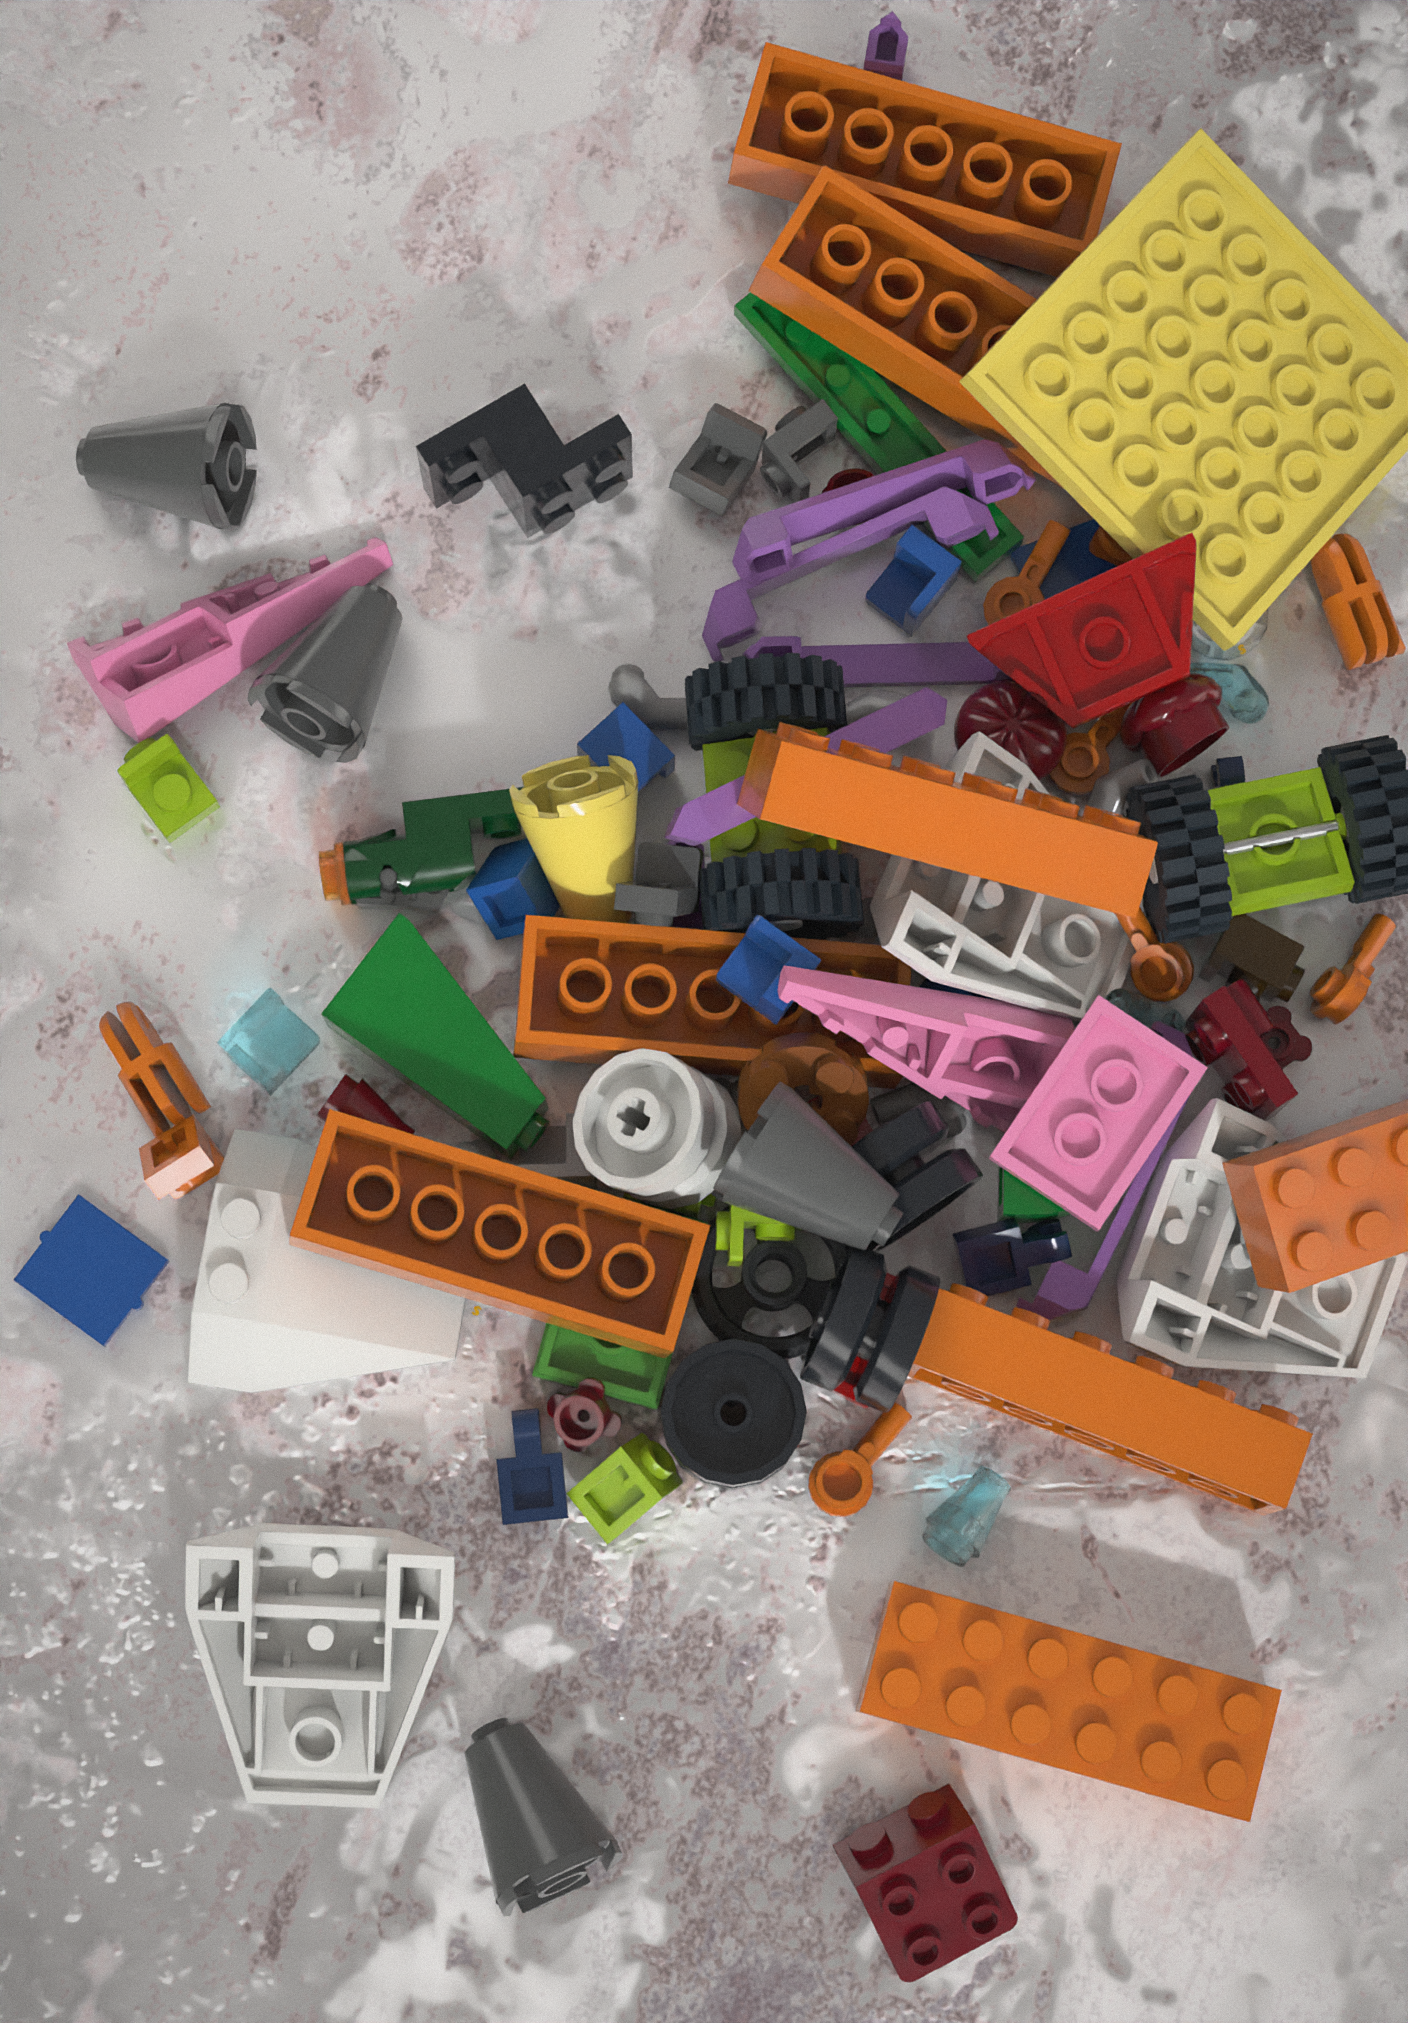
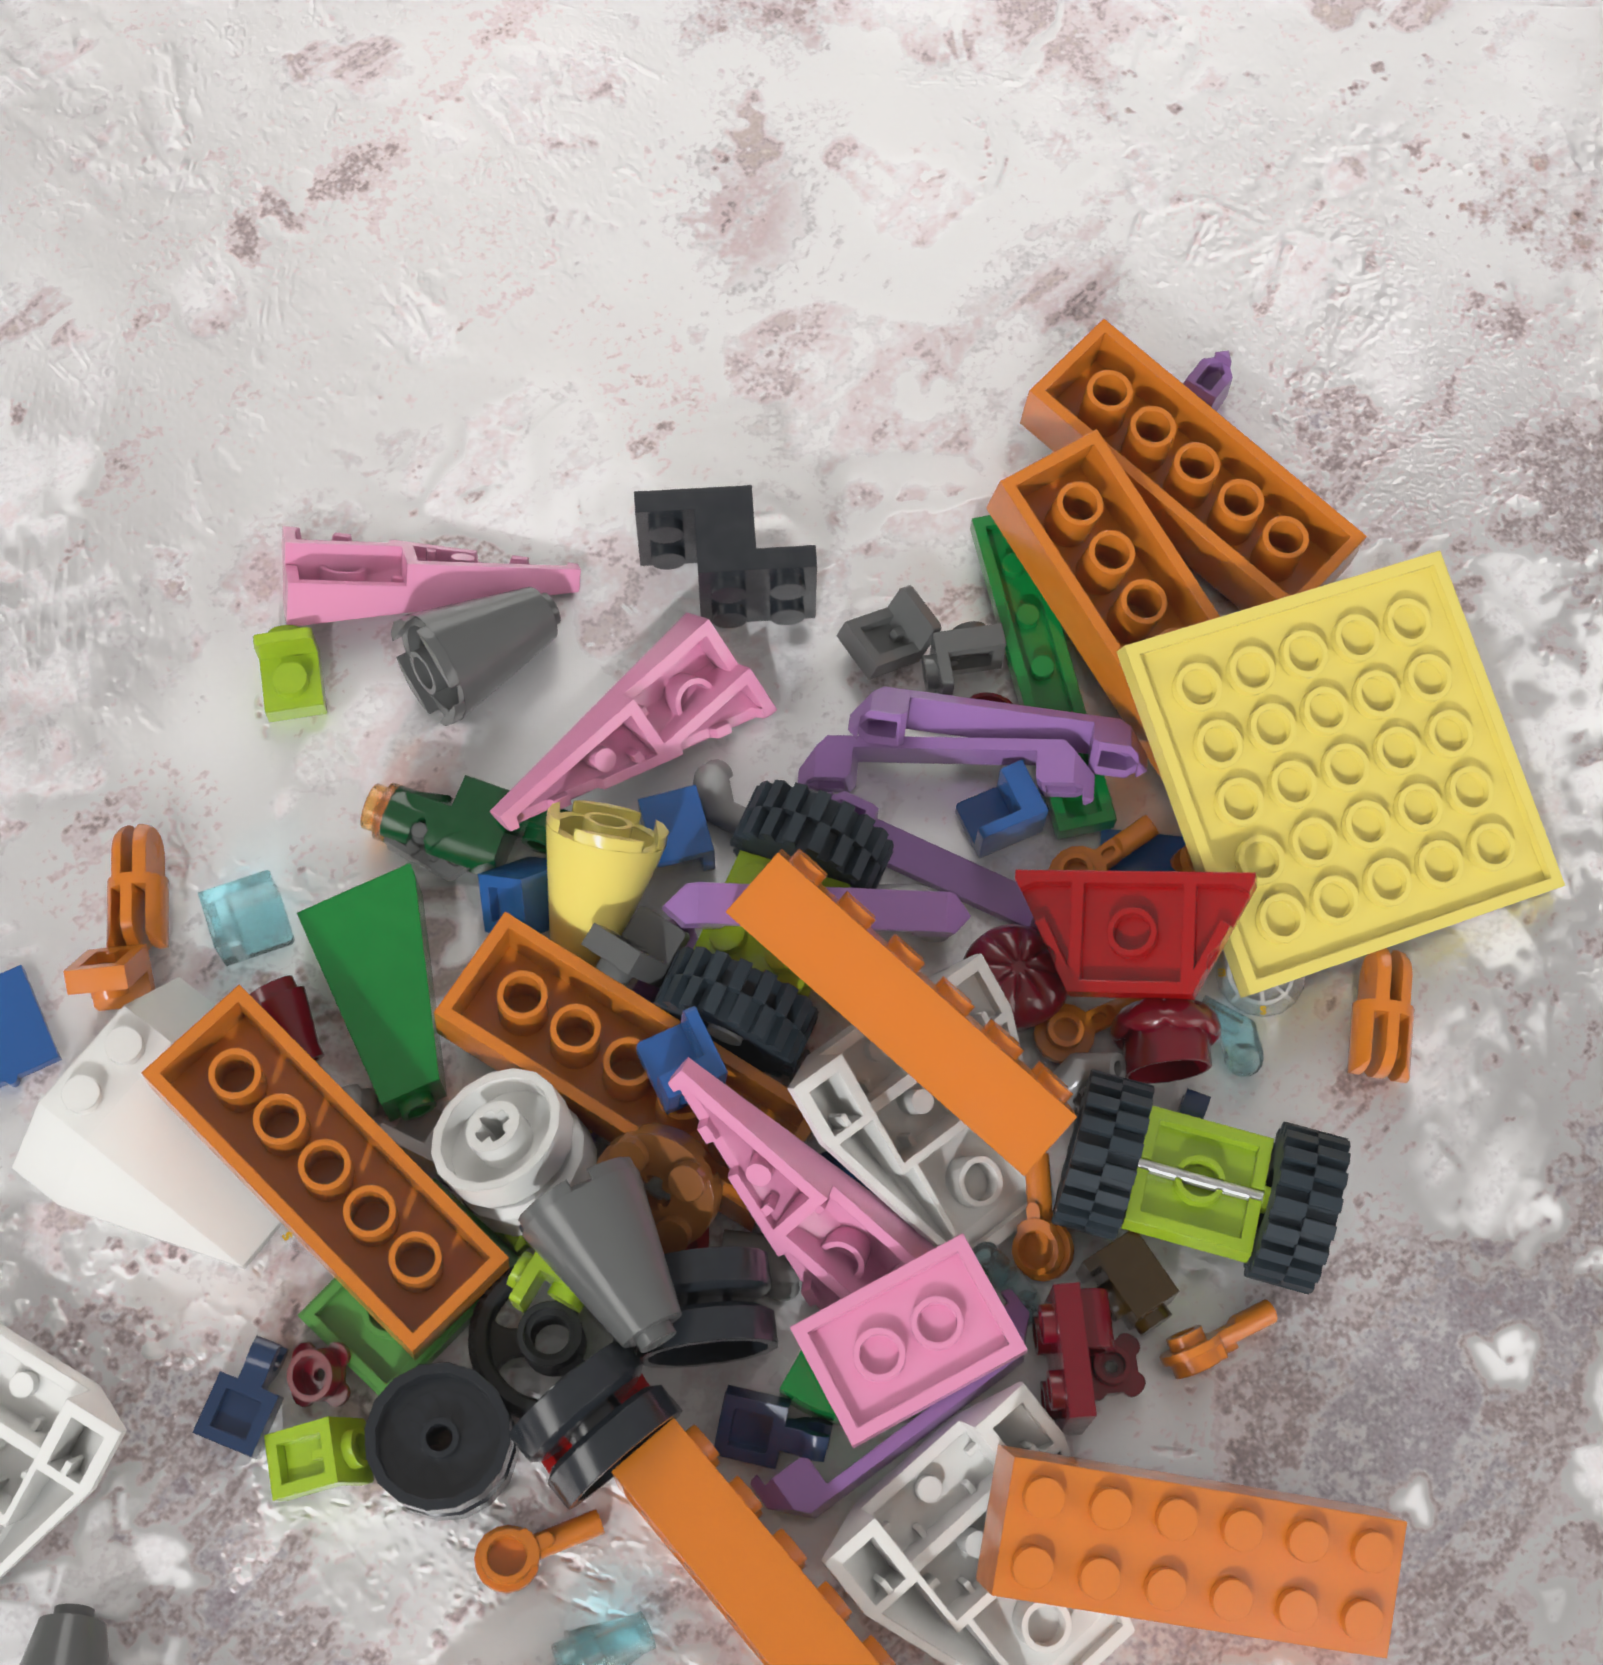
camera: 30 degrees right, 10 degrees down
(176, 462) = (451, 427): dark grey cone -> none
(546, 635) = (665, 703): none -> bright pink wedge

